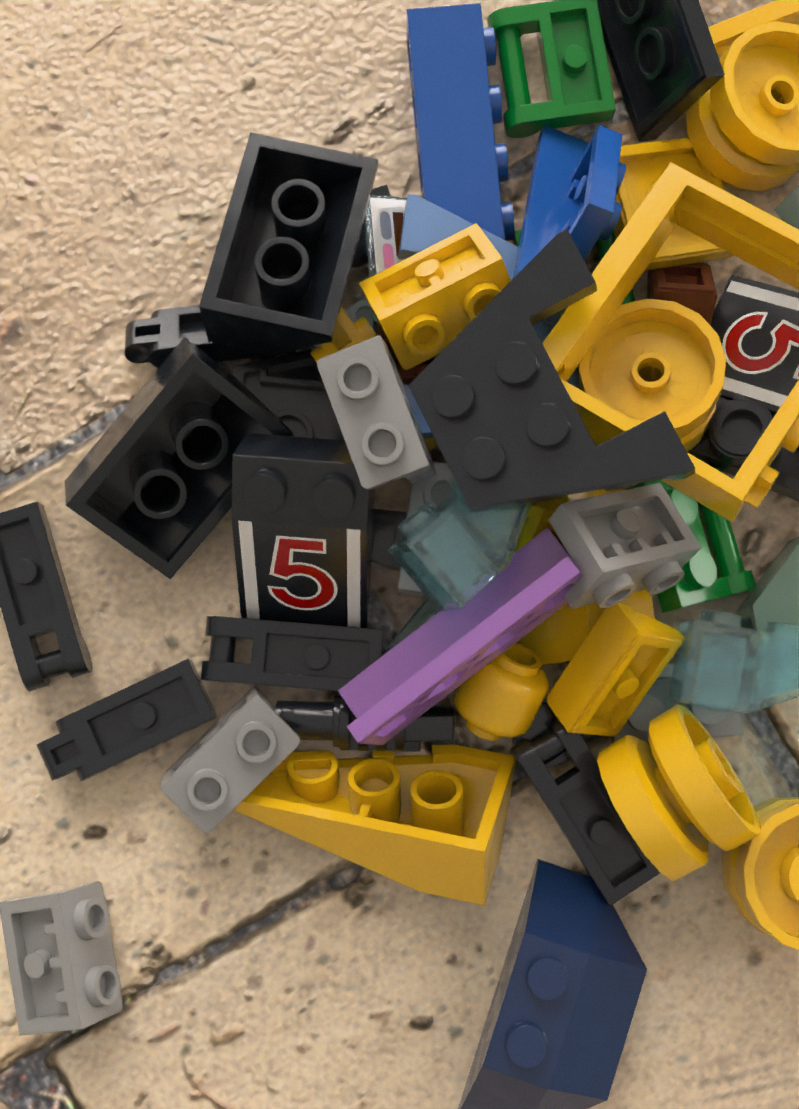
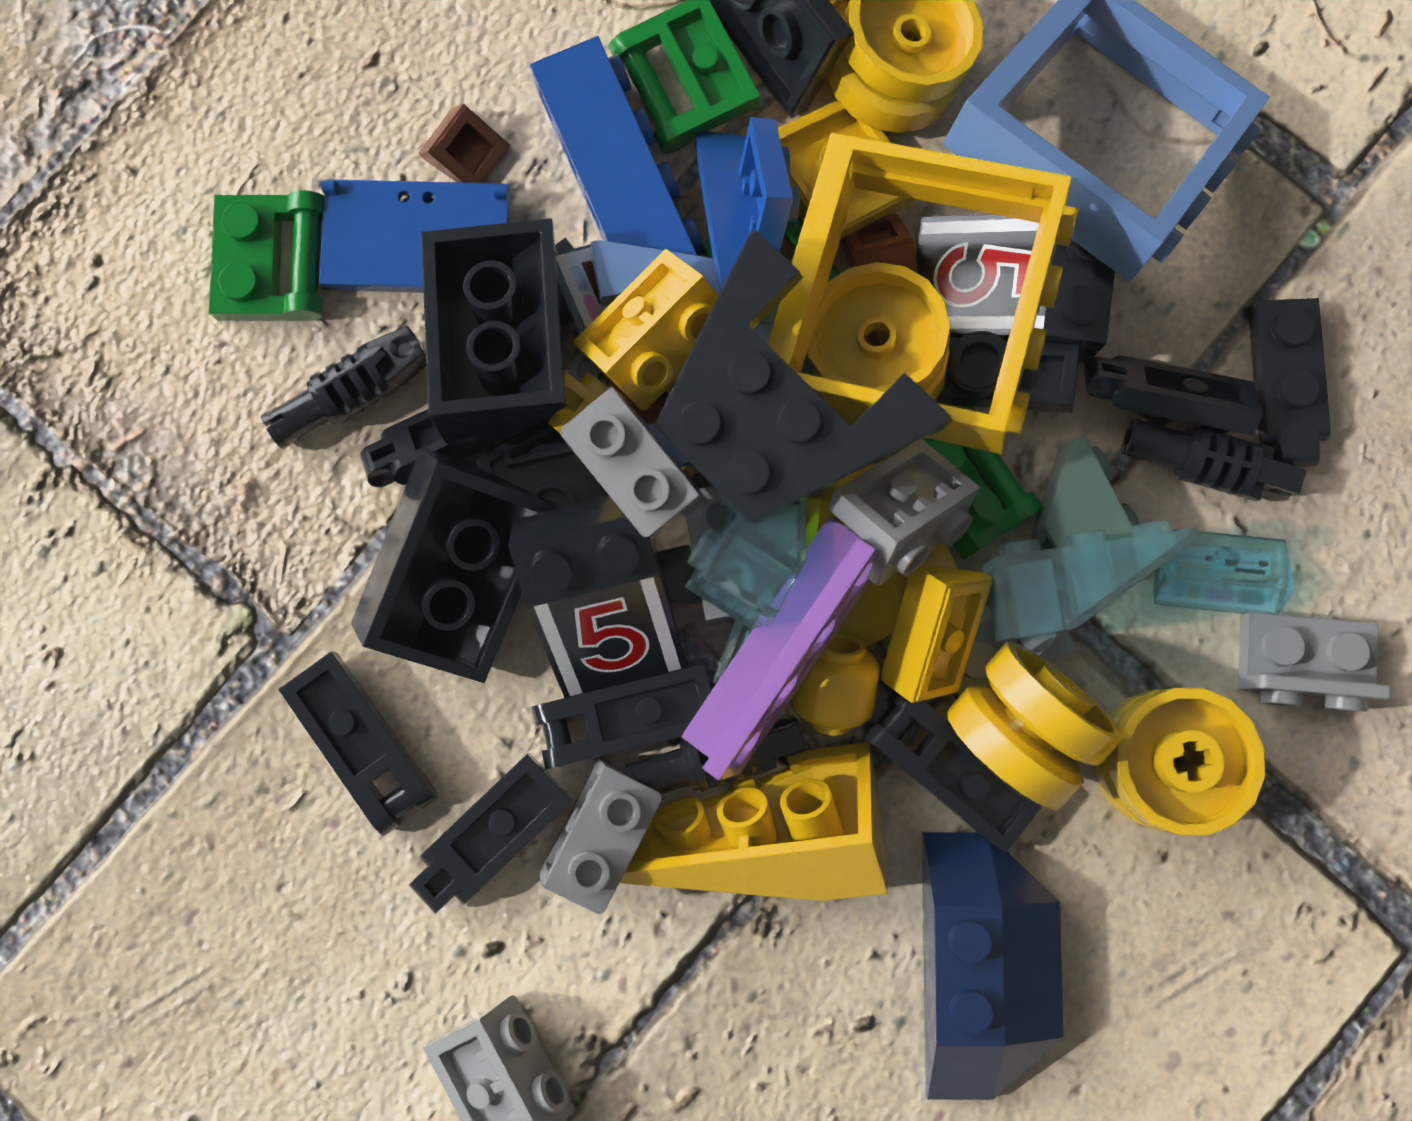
camera: 15 degrees left, 0 degrees up
(86, 105) = (249, 254): none -> green plate
(136, 258) = (348, 386): none -> black hinge
(207, 124) = (376, 239): none -> blue door
(320, 70) = (464, 146): none -> copper slope

